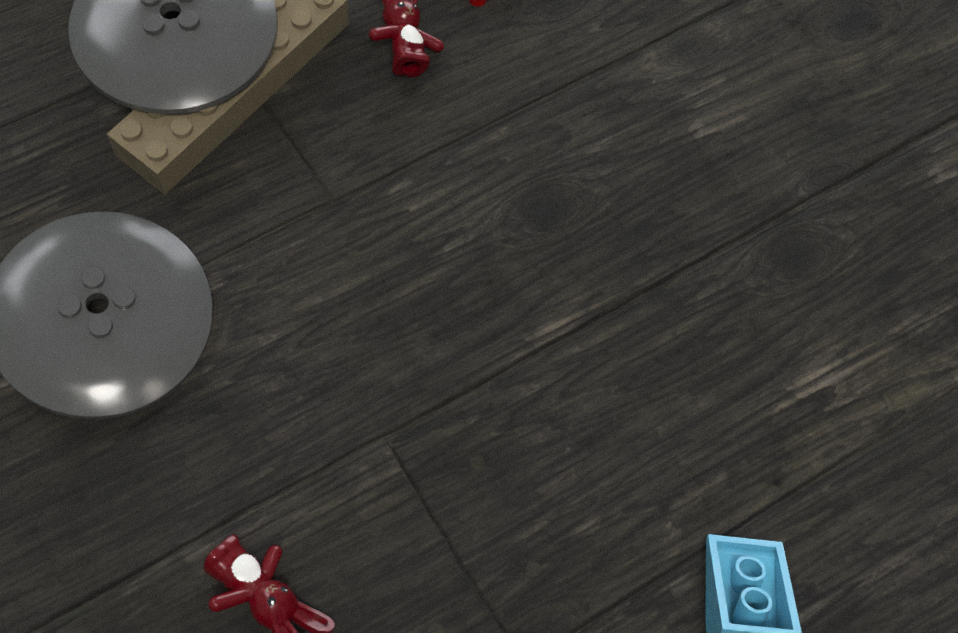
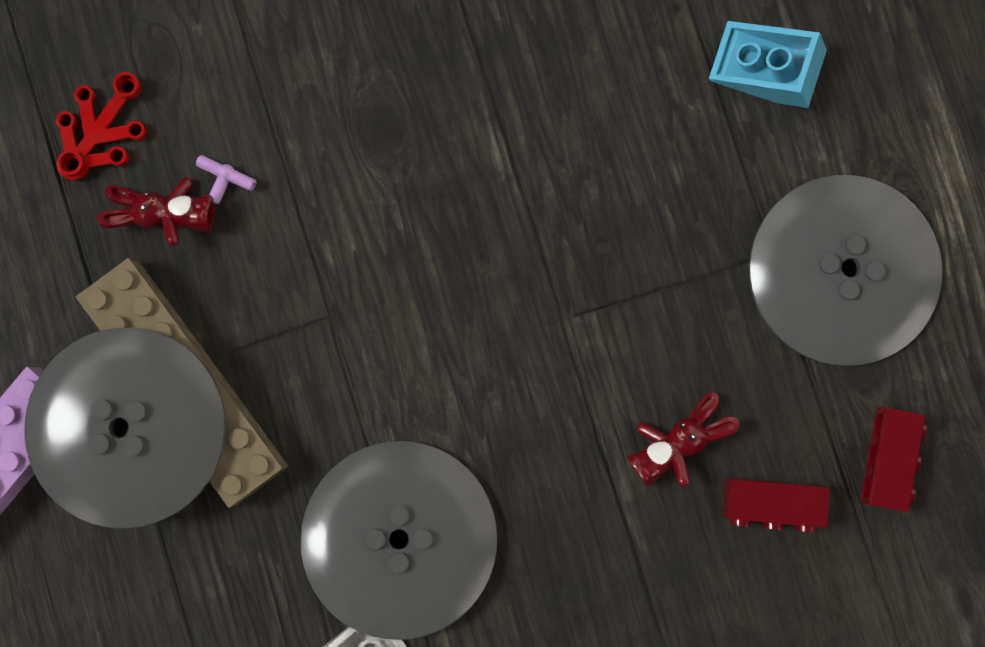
camera: 65 degrees left, 20 degrees up
(455, 76) = (225, 174): none -> lavender piece

